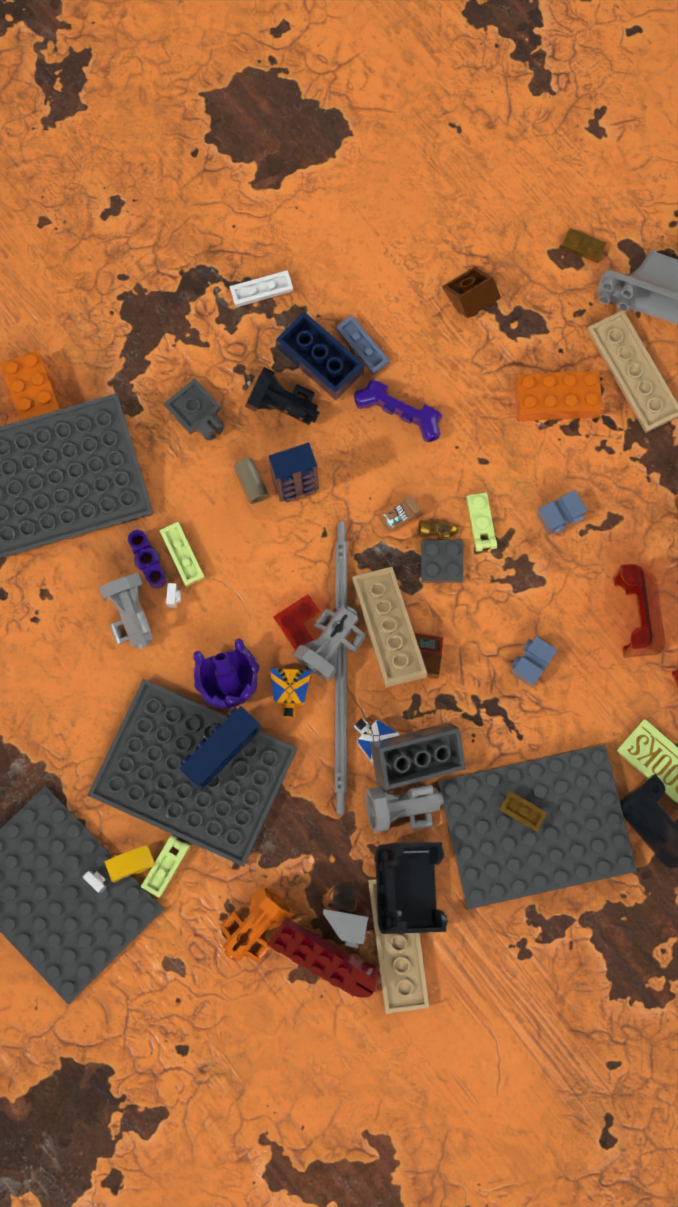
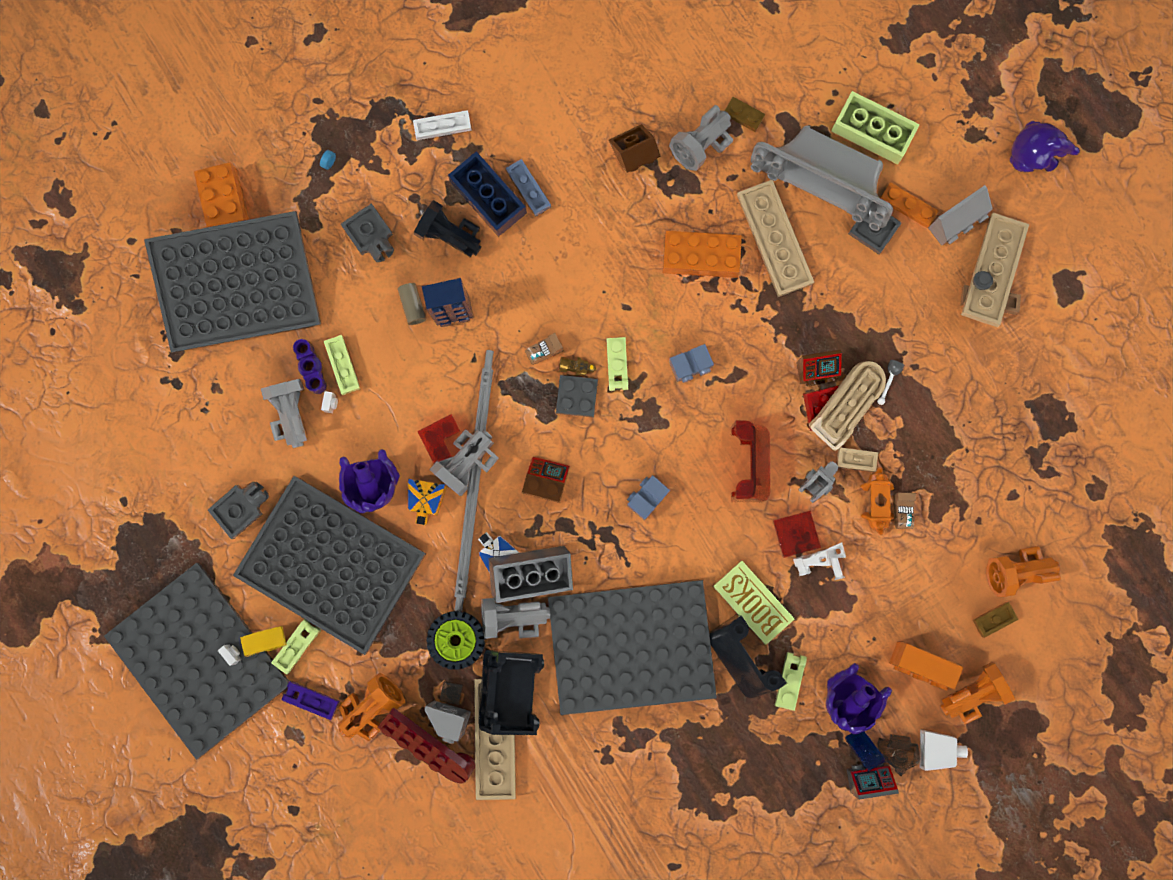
camera: 10 degrees right, 5 degrees up
(86, 721) = (239, 508): none -> dark grey plate
(142, 337) = (327, 159): none -> dark azure tile
(189, 924) = (311, 700): none -> dark purple plate
(220, 747) = (352, 548): dark blue brick -> none
(336, 822) = (443, 649): none -> wheel
(376, 394) = (535, 235): dark purple plate -> none
(389, 627) = (519, 453): tan plate -> none
(523, 811) = (619, 634): pearl gold plate -> none
(532, 284) = (690, 146): none -> light grey piece

